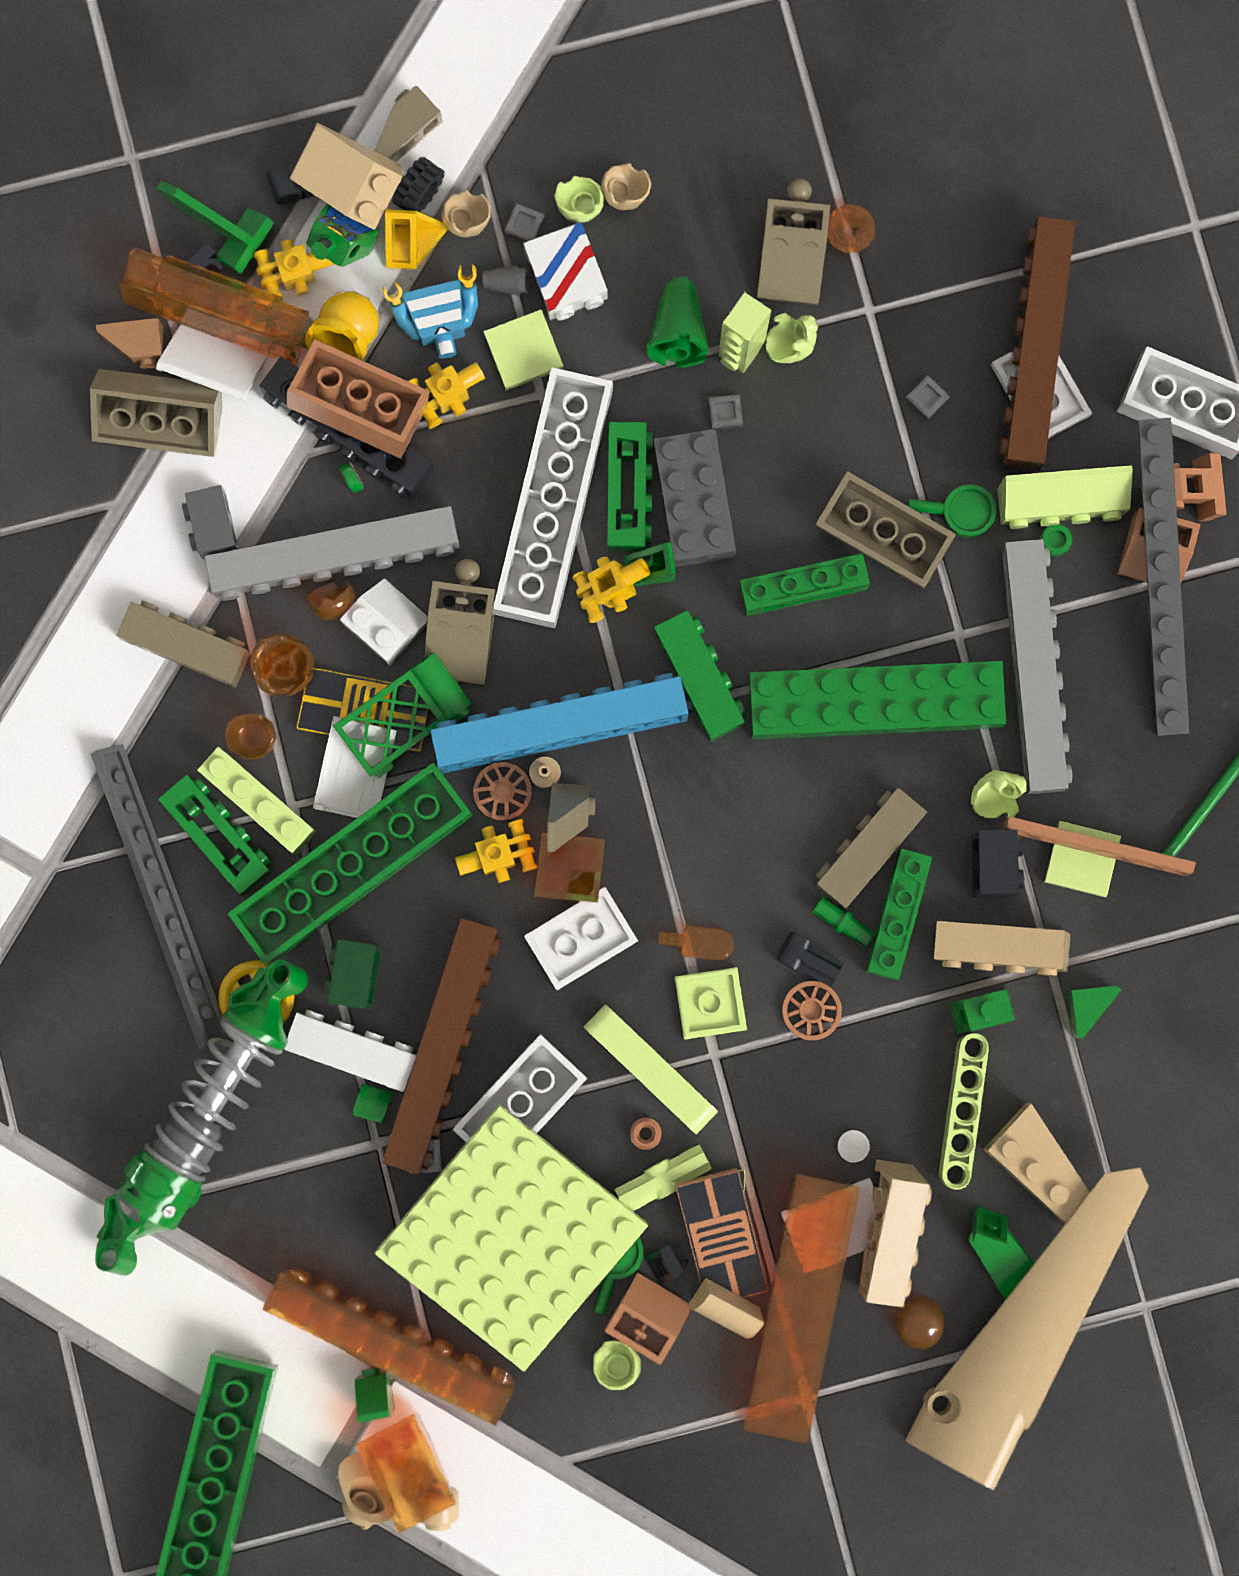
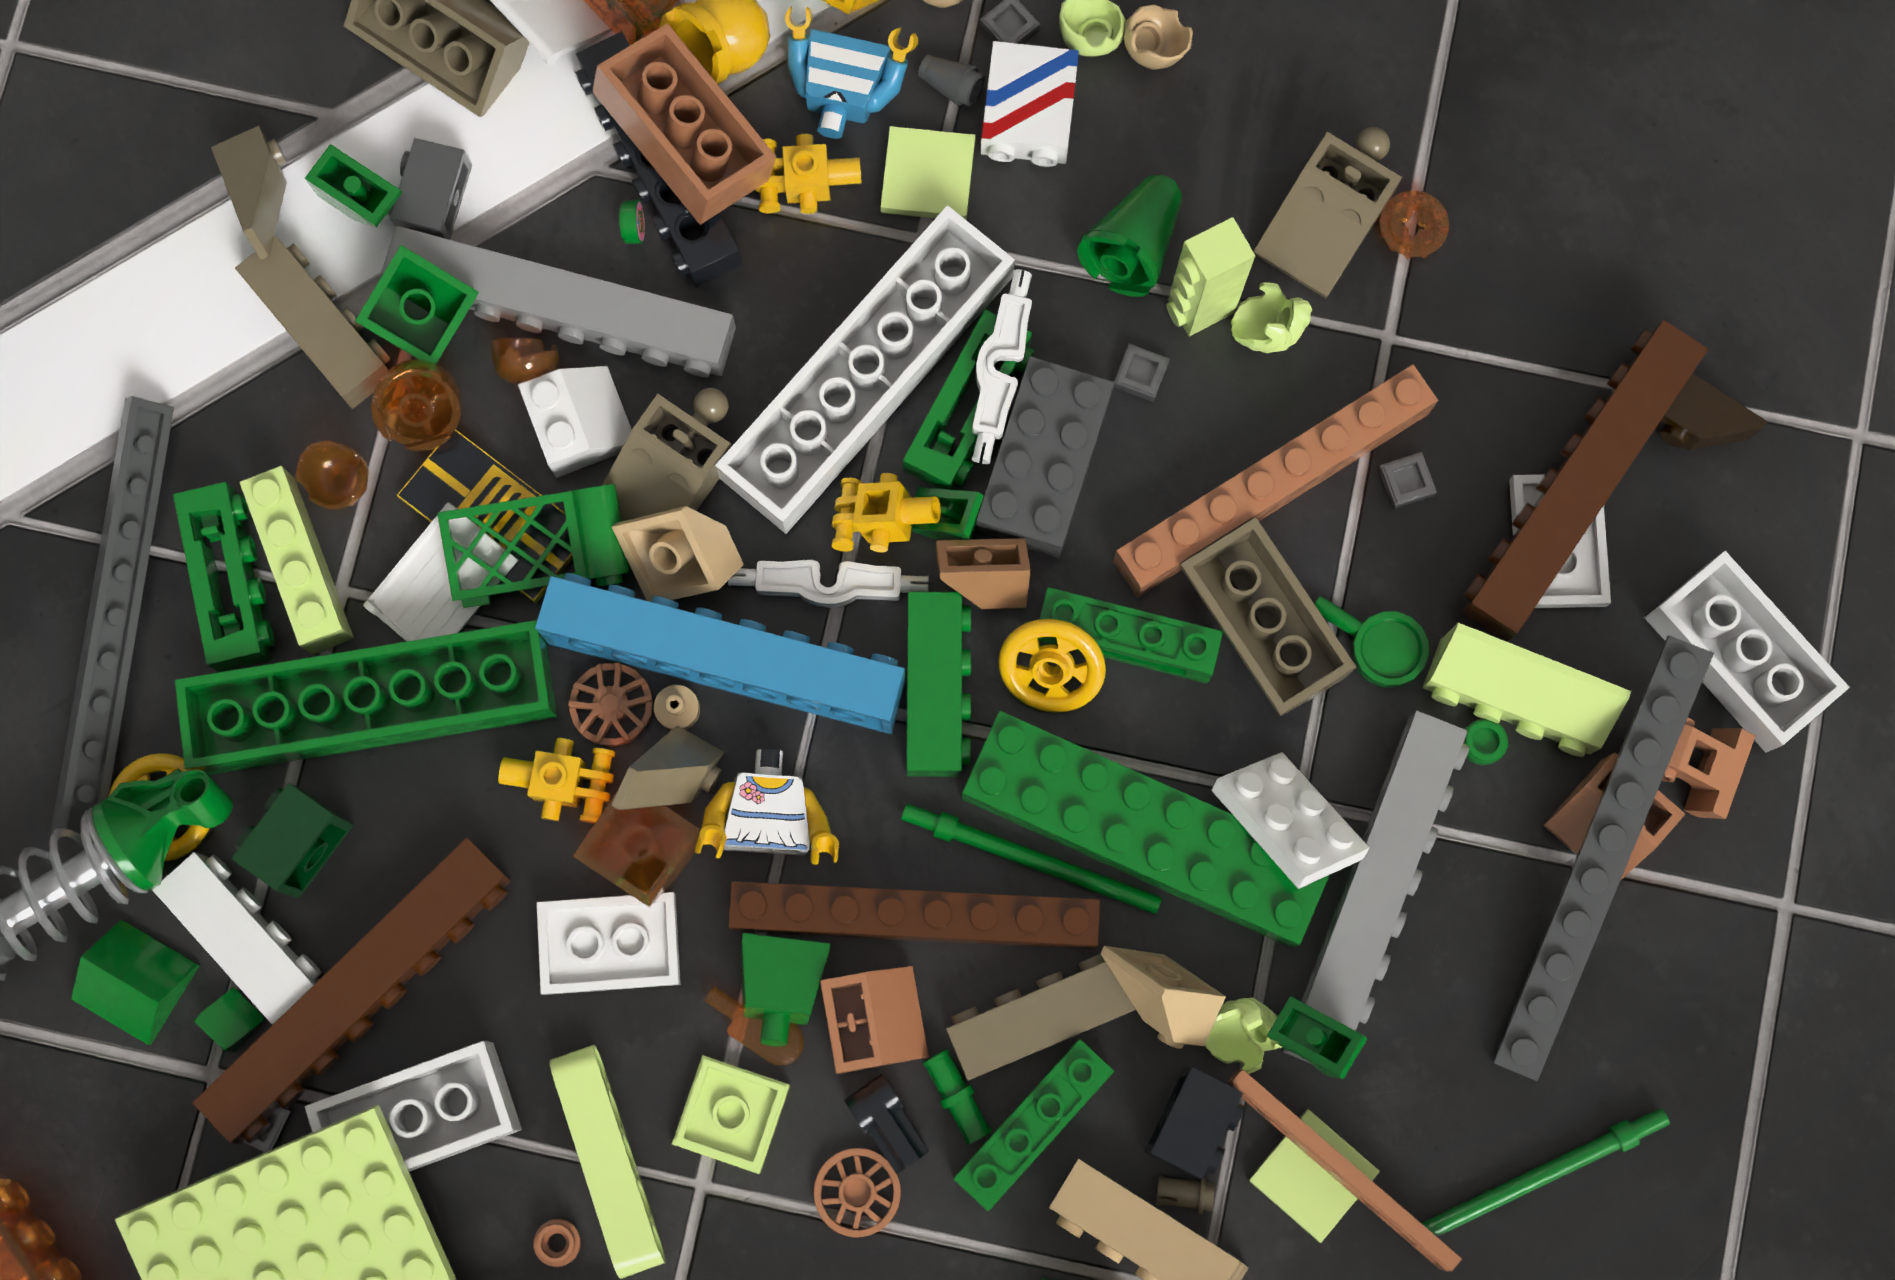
camera: 25 degrees right, 5 degrees down
(97, 573) = (254, 184): none -> dark tan slope
(164, 545) = (352, 187): none -> green slope
(248, 602) = (417, 306): none -> green slope
(298, 1112) = (132, 980): none -> green slope
(497, 676) = (678, 553): none -> tan slope
(581, 651) = (853, 582): none -> white piece
(634, 438) = (996, 388): none -> white piece
(639, 809) = (767, 814): none -> torso
(696, 588) = (986, 570): none -> medium nougat slope
(700, 908) = (780, 982): none -> green torso
(752, 761) = (947, 828): none -> green bar
(761, 825) = (914, 915): none -> reddish brown brick
(769, 901) = (874, 1019): none -> nougat slope
(770, 635) = (1057, 697): none -> yellow plate
(845, 440) = (1276, 479): none -> nougat brick
(940, 795) = (1166, 995): none -> tan slope
(962, 649) = (1290, 819): none -> white plate
(1011, 909) = (1186, 1193): none -> dark tan pin
(1045, 774) = (1316, 1038): none -> green slope
(1094, 264) = (1706, 418): none -> dark brown slope

